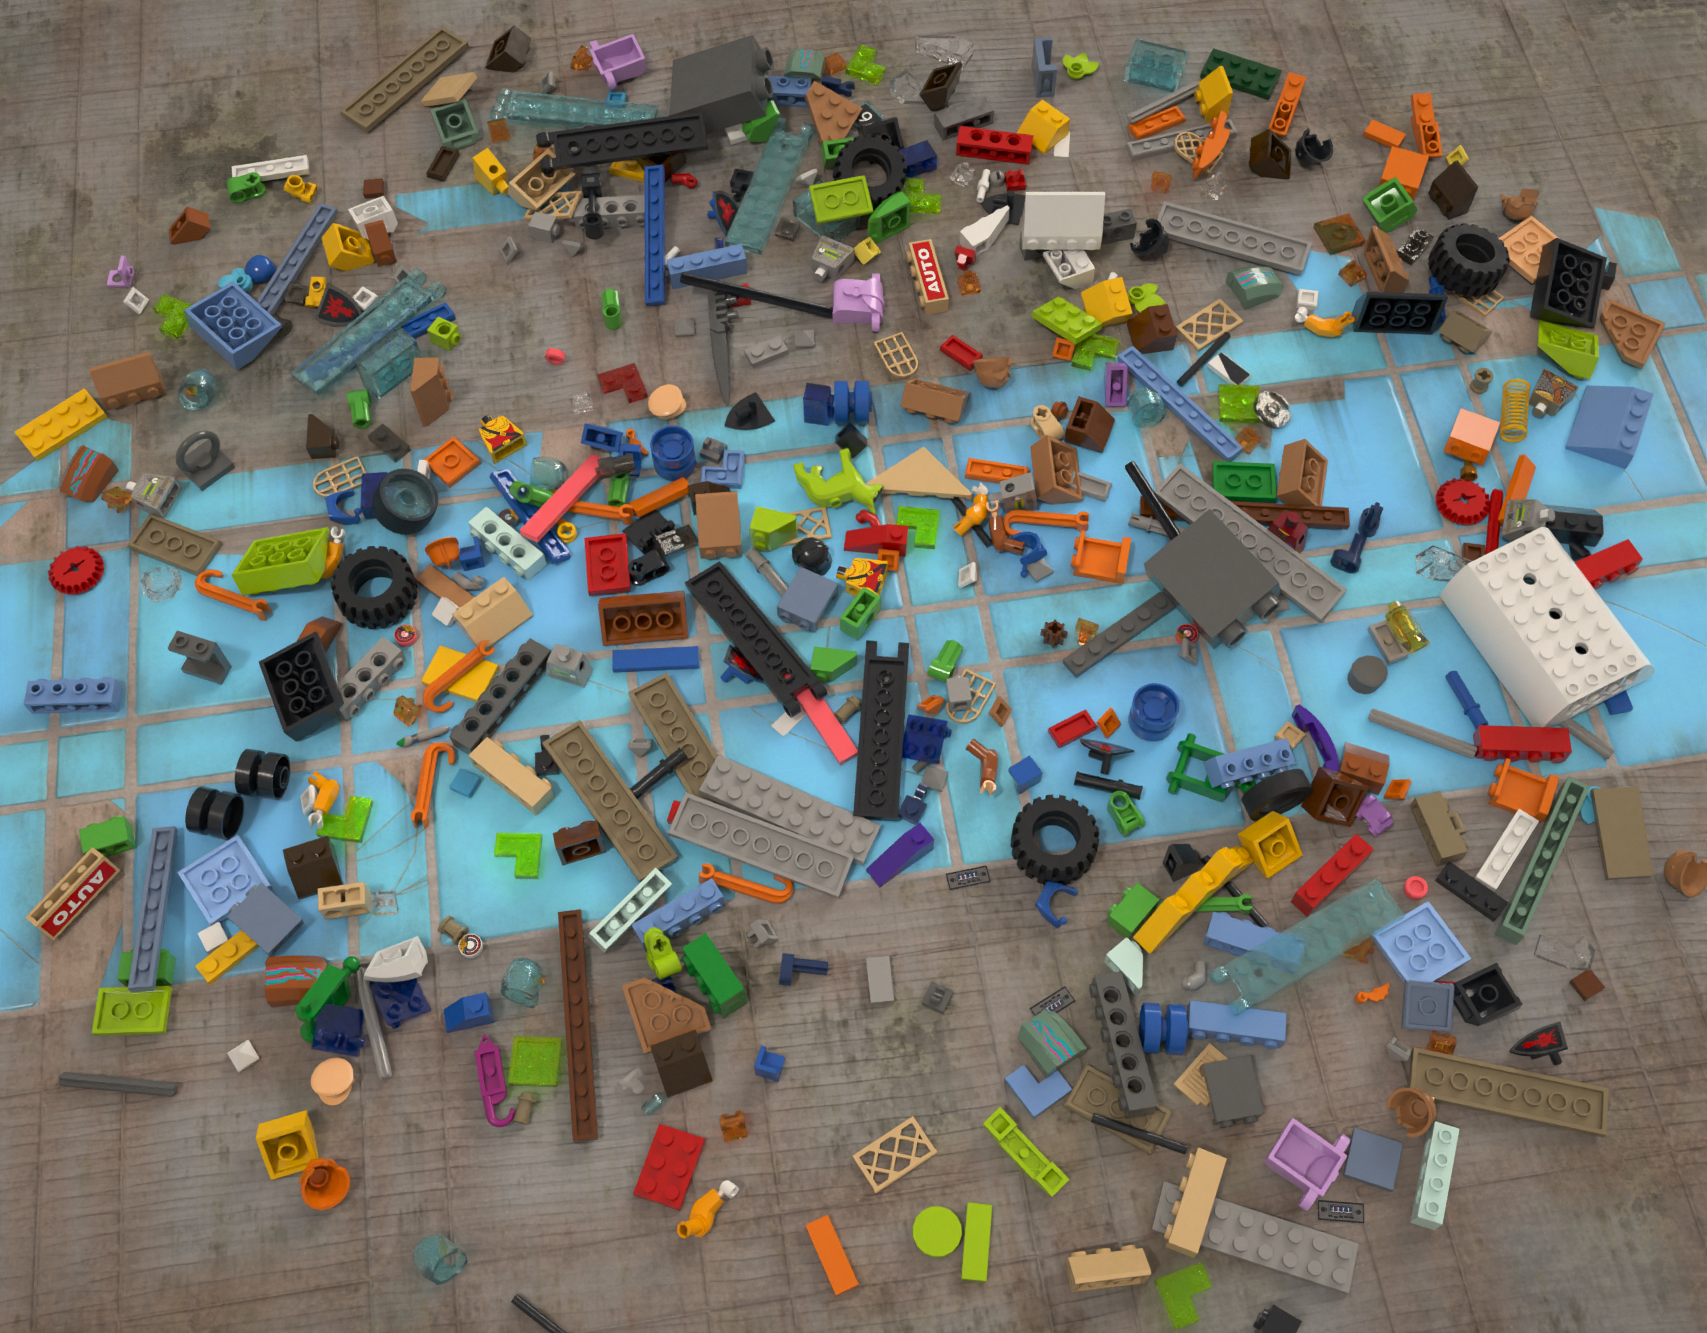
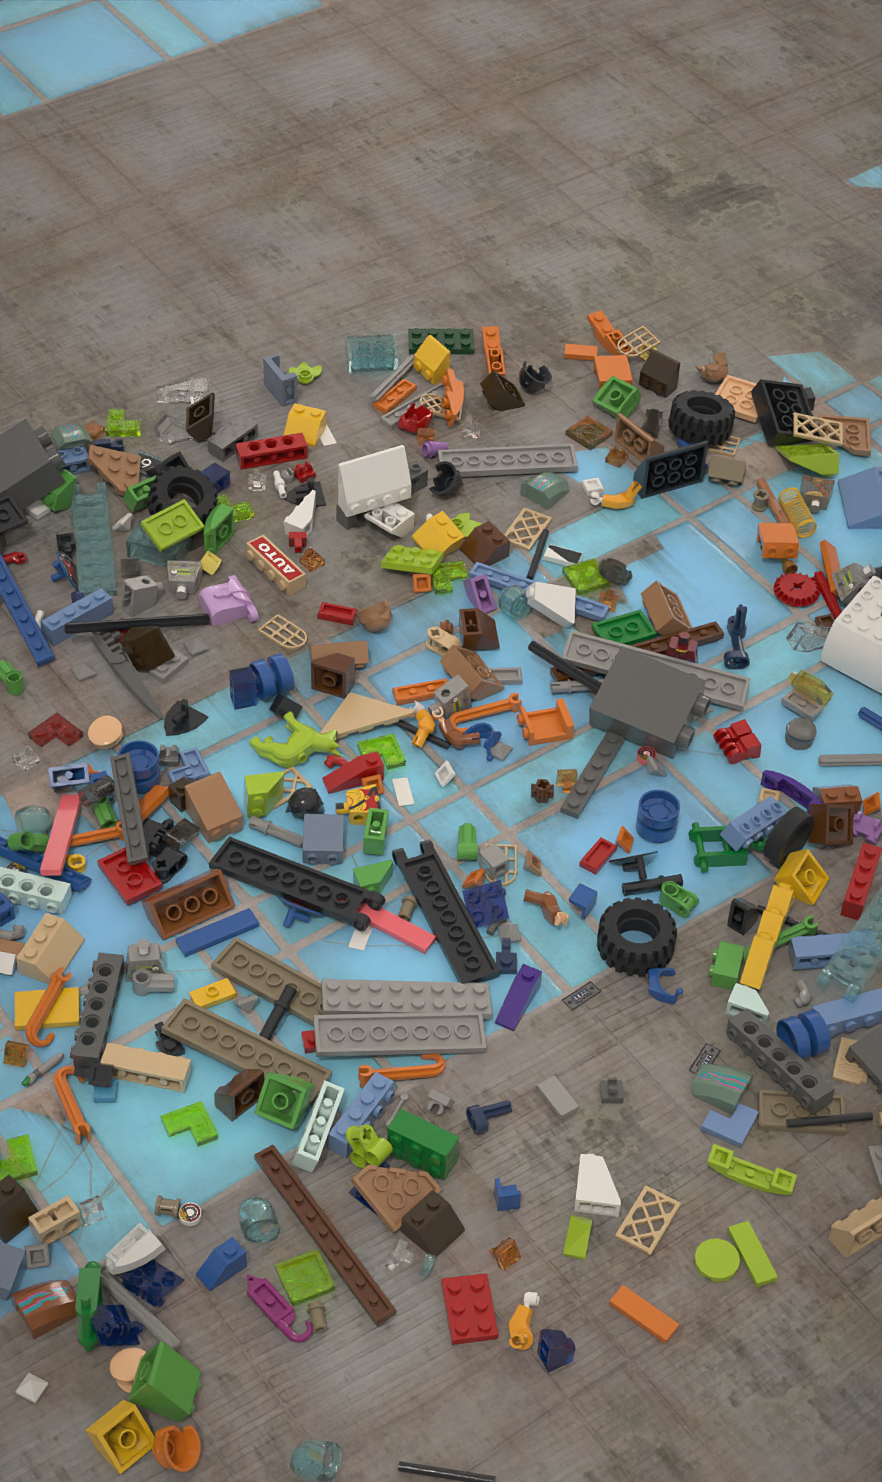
camera: 30 degrees left, 15 degrees down
(314, 926) = (37, 1255): none -> light grey slope
(346, 1116) = (165, 1383): none -> bright green slope
(462, 764) = (98, 1074): none -> black plate
(567, 689) = (147, 982): none -> light grey piece
(611, 870) = (284, 1099): none -> bright green slope
(615, 724) = (213, 994): none -> yellow plate
(634, 497) = (129, 809): none -> dark grey plate
(721, 1253) = (555, 1349): none -> clear blue slope
(733, 912) = (403, 1098): none -> light grey hinge
(746, 326) = (146, 647): none -> dark brown slope
(777, 263) = (139, 594): none -> light grey torso
(815, 1140) = (577, 1237): none -> lime slope
(858, 1095) = (595, 1188): none -> white slope
(914, 422) = (333, 674): none -> reddish brown slope
(917, 577) = (403, 791): none -> white sticker
(1158, 196) = (431, 448): none -> medium lavender cone
(1160, 157) = (415, 418): none -> red hair
(1181, 423) = (553, 601): none -> white slope
(1291, 658) = (738, 742): none -> red legs
(1455, 147) = (637, 338): none -> tan window
(1495, 388) = (772, 502): none -> nougat axle
(1608, 314) = (809, 434): none -> tan window

